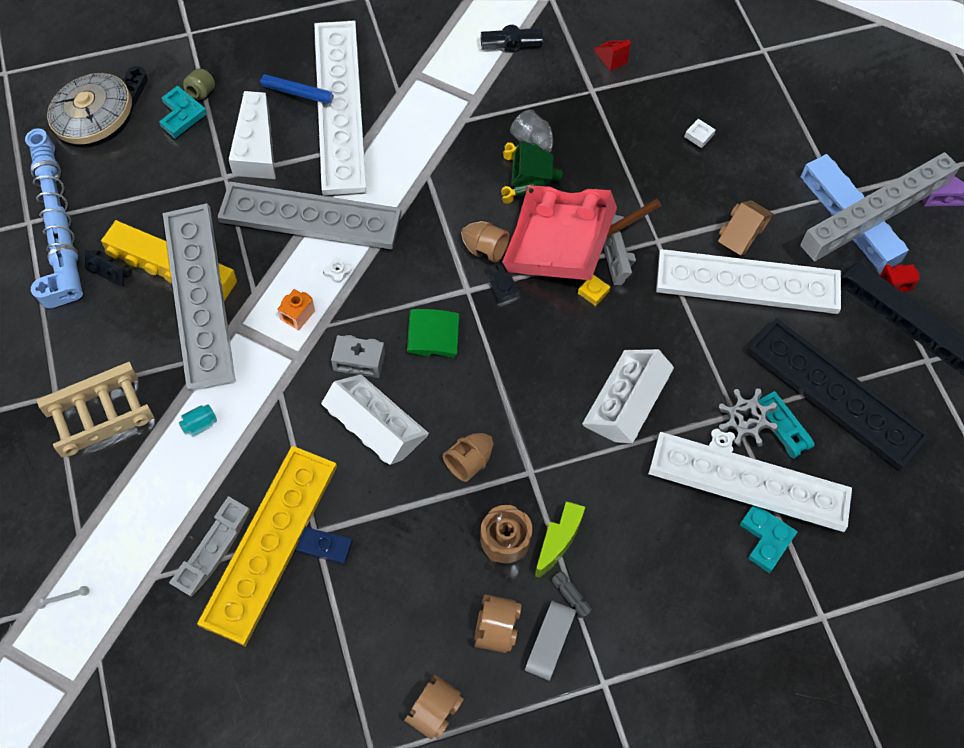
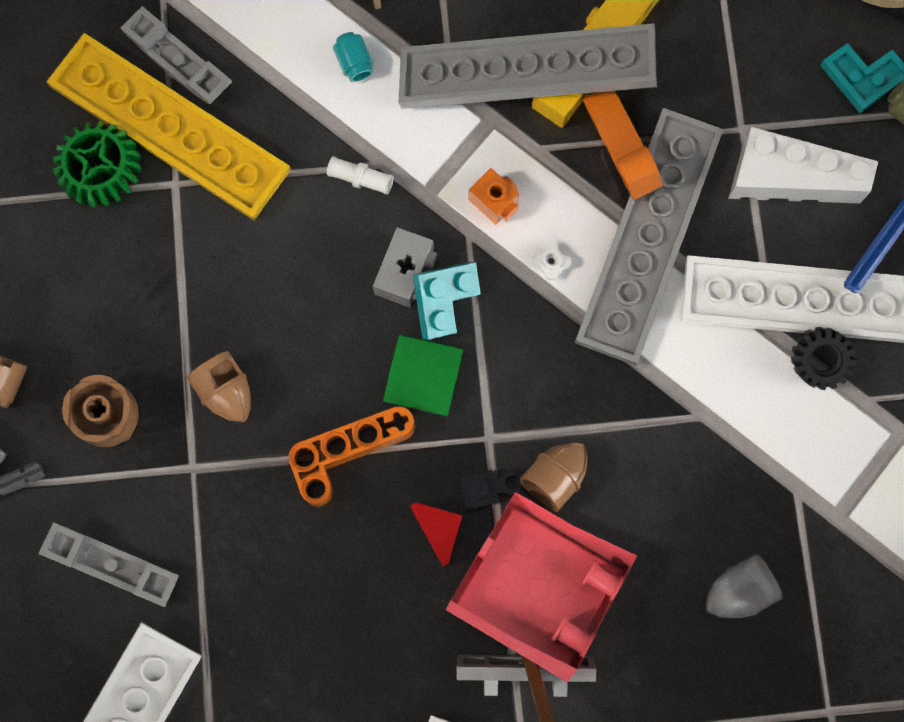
camera: 105 degrees right, 15 degrees up
(251, 231) = (623, 143): none -> orange beam
(290, 581) = (103, 142): none -> green gear
(291, 399) = (360, 175): none -> white pin
(324, 545) = (151, 191): dark blue plate -> none
(373, 329) = (435, 295): none -> plate
(374, 118) = (841, 366): none -> black tyre
(374, 418) = (308, 276): white slope -> none
(494, 364) = (354, 449): none -> orange beam
(529, 168) = (675, 570): dark green torso -> none
(539, 302) = (440, 529): none -> red slope
(559, 537) = (85, 482): lime slope -> none
(594, 290) = (449, 625): yellow plate -> none
(614, 505) = (109, 564): none -> light grey slope
(629, 395) = (267, 626): white slope -> none

